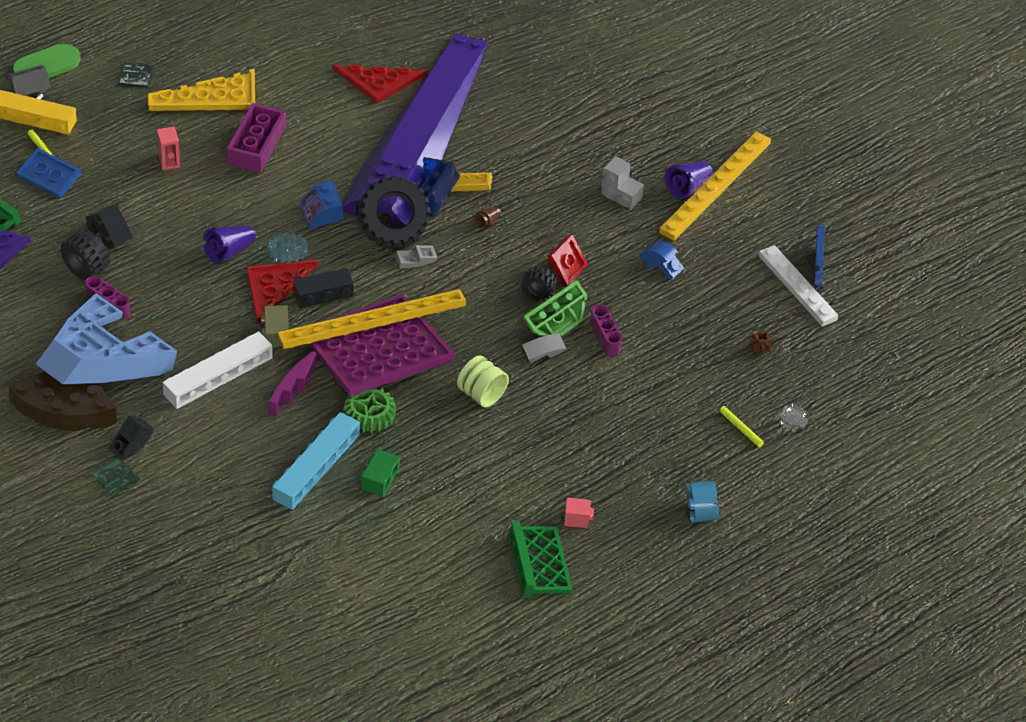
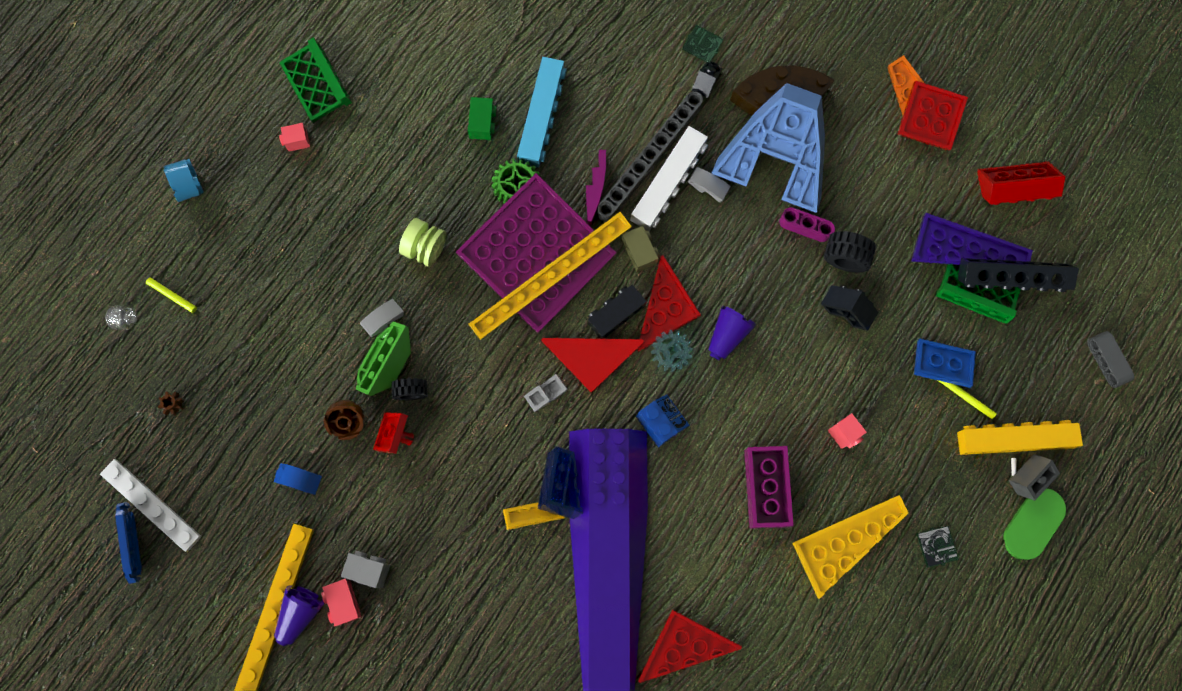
camera: 160 degrees right, 30 degrees up
(185, 356) = (705, 181): none -> light grey slope
(223, 393) = (654, 149): none -> dark grey beam
(363, 264) = (592, 359): none -> red tile
(393, 187) = (586, 431): black tyre -> none
(487, 217) = (493, 474): reddish brown cone -> none
(604, 283) = (344, 419): none -> reddish brown cylinder
(606, 330) = (325, 353): magenta beam -> none
(649, 174) = (341, 602): none -> coral brick

